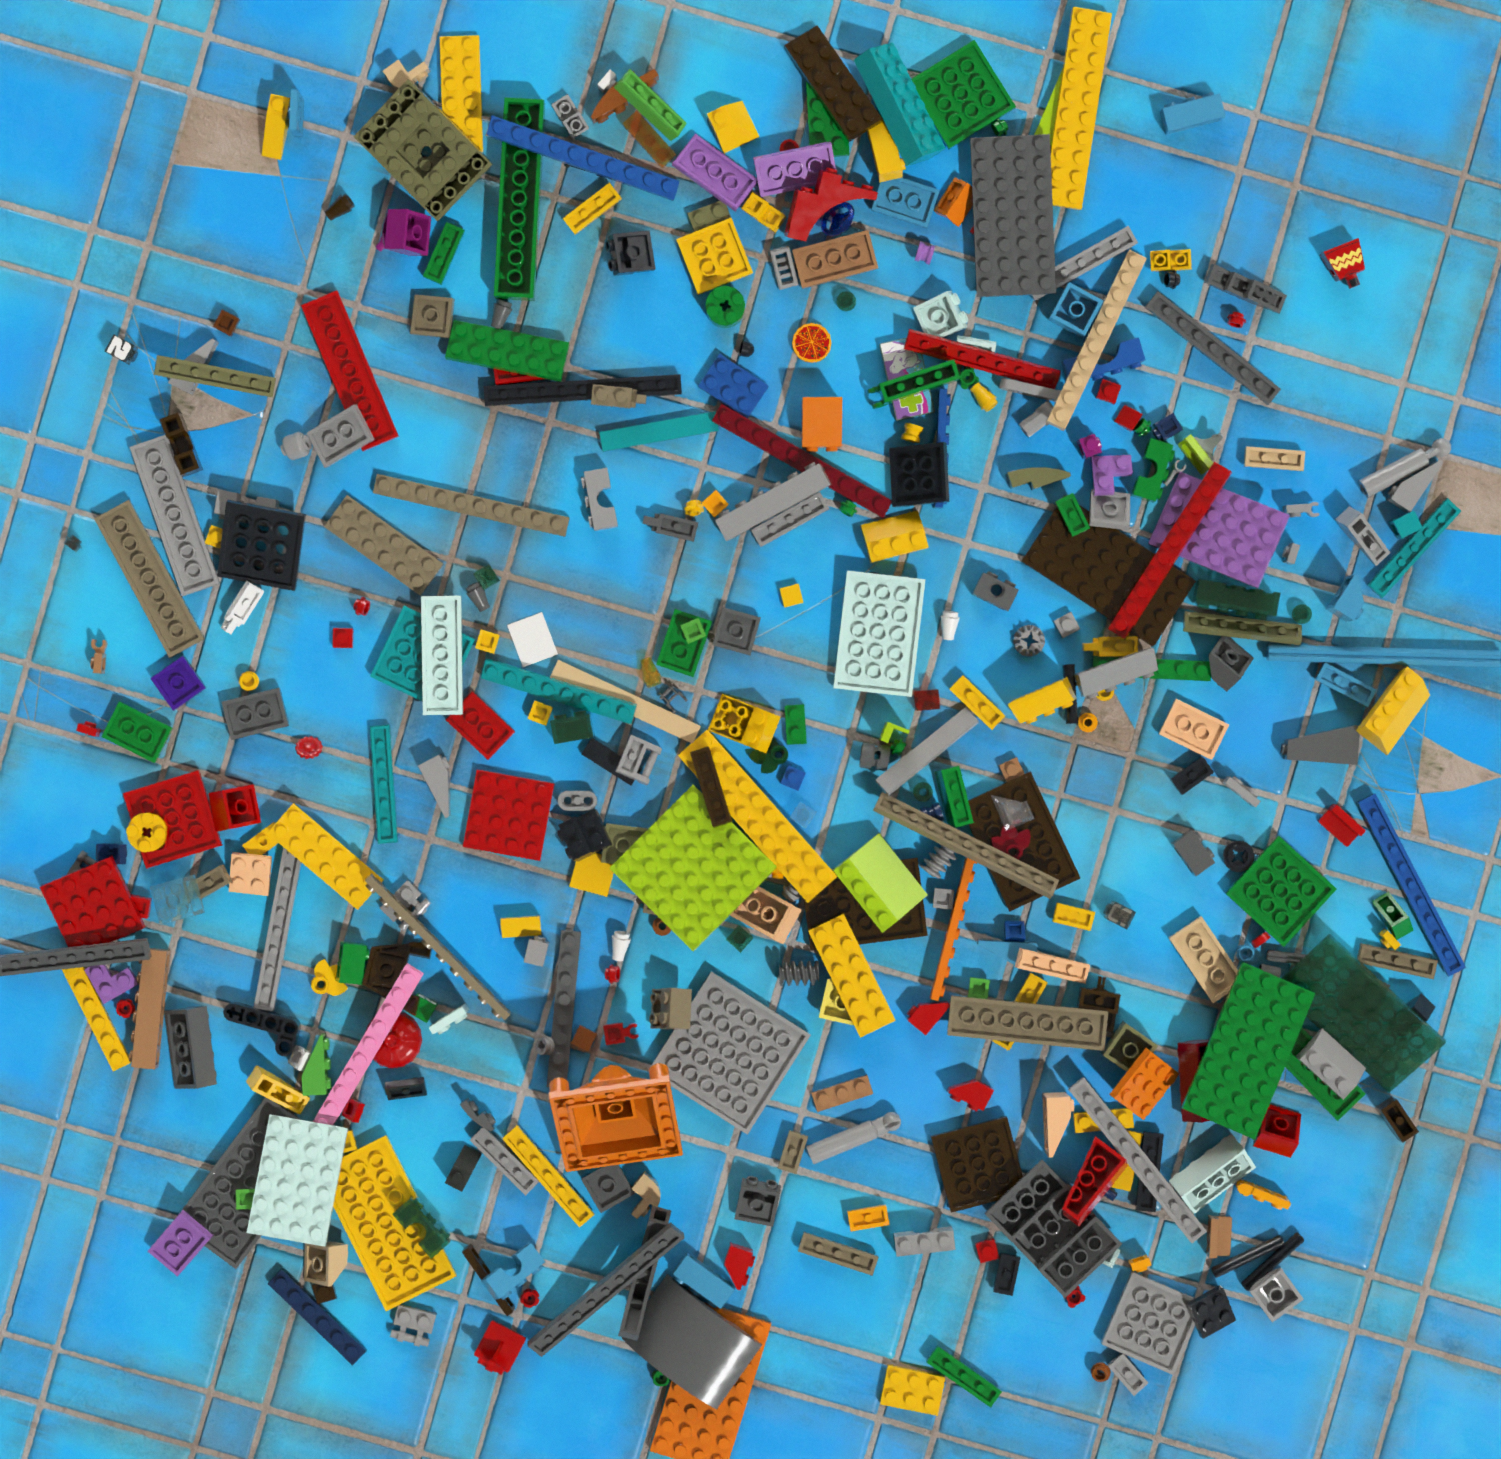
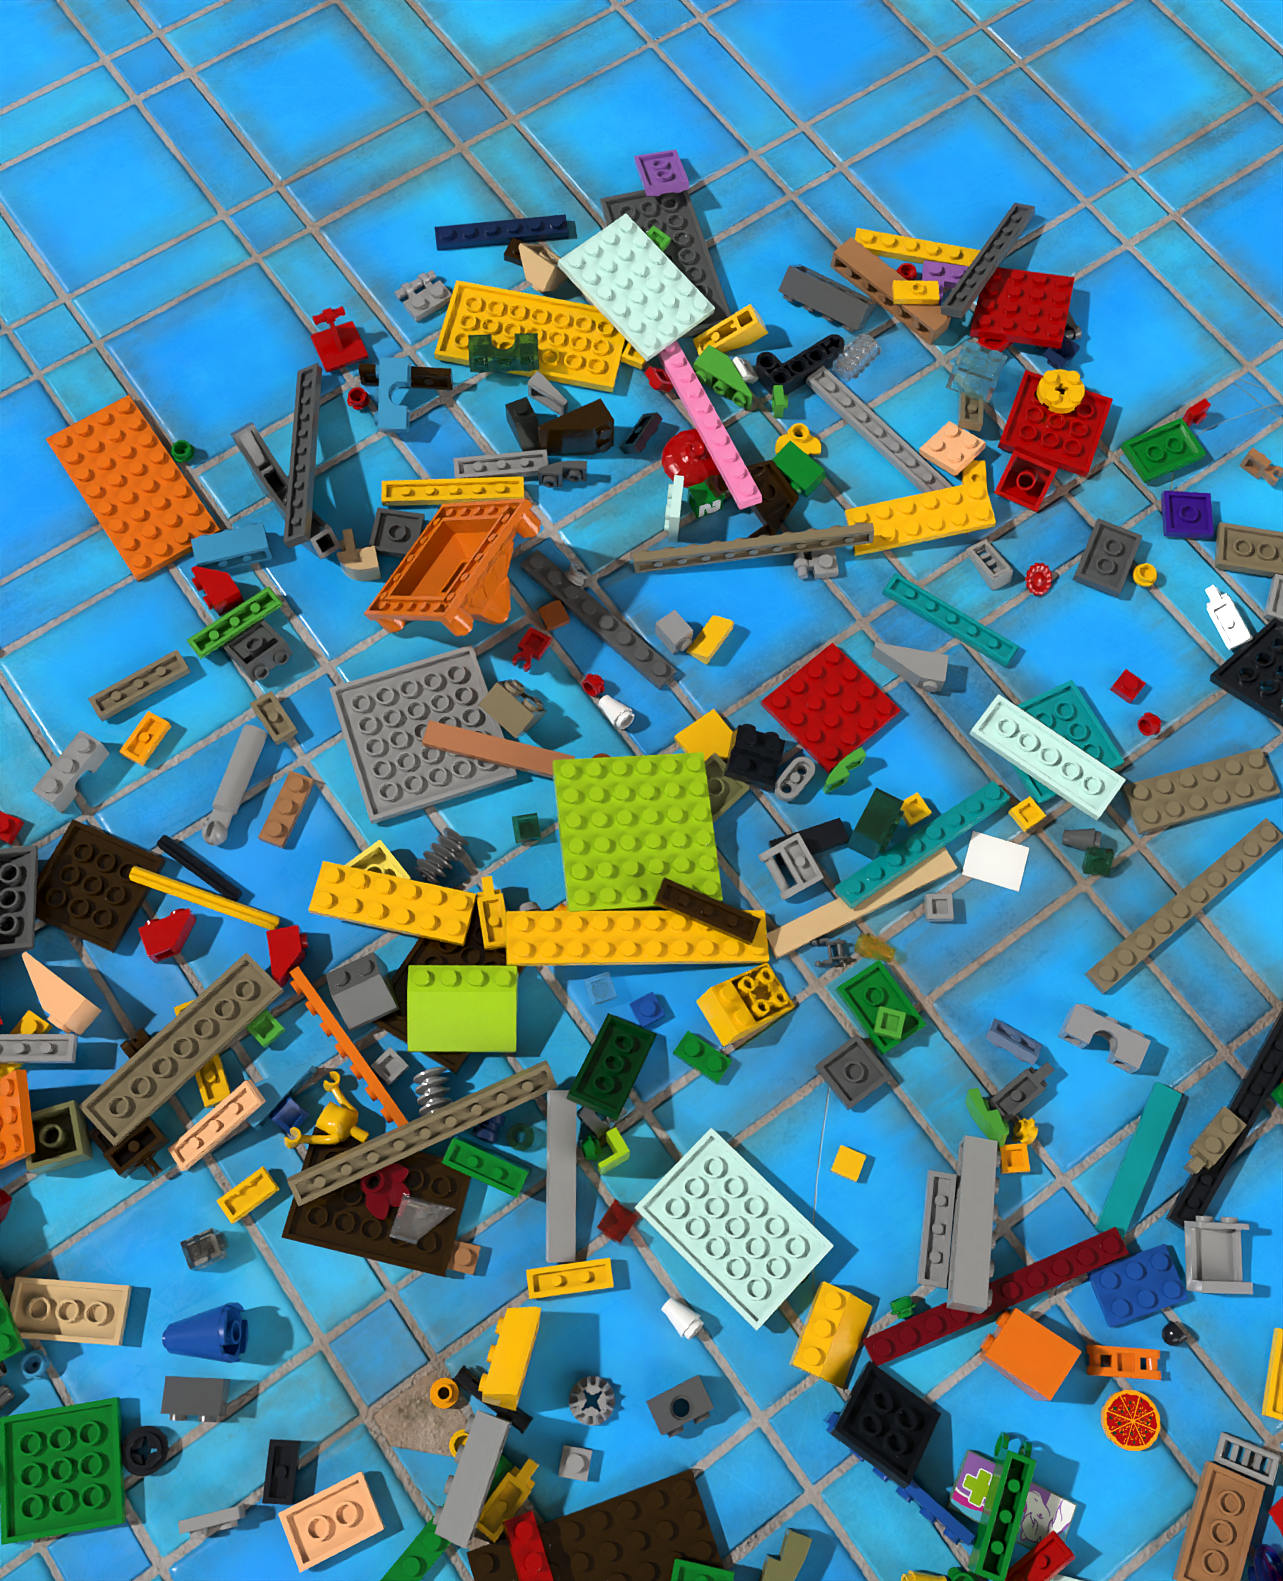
camera: 120 degrees right, 20 degrees down
(146, 986) = (915, 292): none -> yellow plate
(227, 990) = (856, 357): none -> clear piece
(305, 1015) = (779, 401): none -> bright green plate
(328, 773) = (994, 578): none -> light grey slope
(425, 1180) = (545, 393): none -> light grey slope
(439, 1125) = (579, 431): none -> dark brown slope
(481, 726) = (941, 747): red tile -> none
(554, 774) = (840, 774): none -> bright green slope
(593, 652) = (939, 907): none -> light grey plate
(644, 550) = (1013, 1041): none -> sand blue plate
(684, 354) = (1215, 1256): none -> light grey panel
(692, 1343) = (183, 492): dark grey slope -> none
(706, 531) = (988, 1121): none -> bright green slope
(706, 997) = (491, 749): none -> nougat tile
(731, 316) = (1258, 1343): green brick -> none
(751, 1231) = (234, 622): none -> bright green slope
(768, 760) = (685, 998): dark green plate -> none
(768, 914) = (527, 872): light nougat slope -> none
(783, 366) = (1123, 1362): none -> orange plate
(811, 912) = (491, 915): none -> yellow hinge
(844, 770) = (611, 1067): none -> dark green tile
(846, 301) = (1156, 1504): clear green plate -> none
(912, 433) = (940, 1457): yellow wheel -> none
(915, 949) = (362, 991): none -> slope
(918, 1108) = (199, 868): none -> black axle
(934, 1090) = (204, 898): none -> yellow axle
(997, 902) = (334, 1120): none -> yellow piece
(1045, 1051) = (132, 1046): none -> dark brown wheel
(1158, 871) = (210, 1335): none -> blue cone
(1260, 939) = (31, 1395): red tile -> none

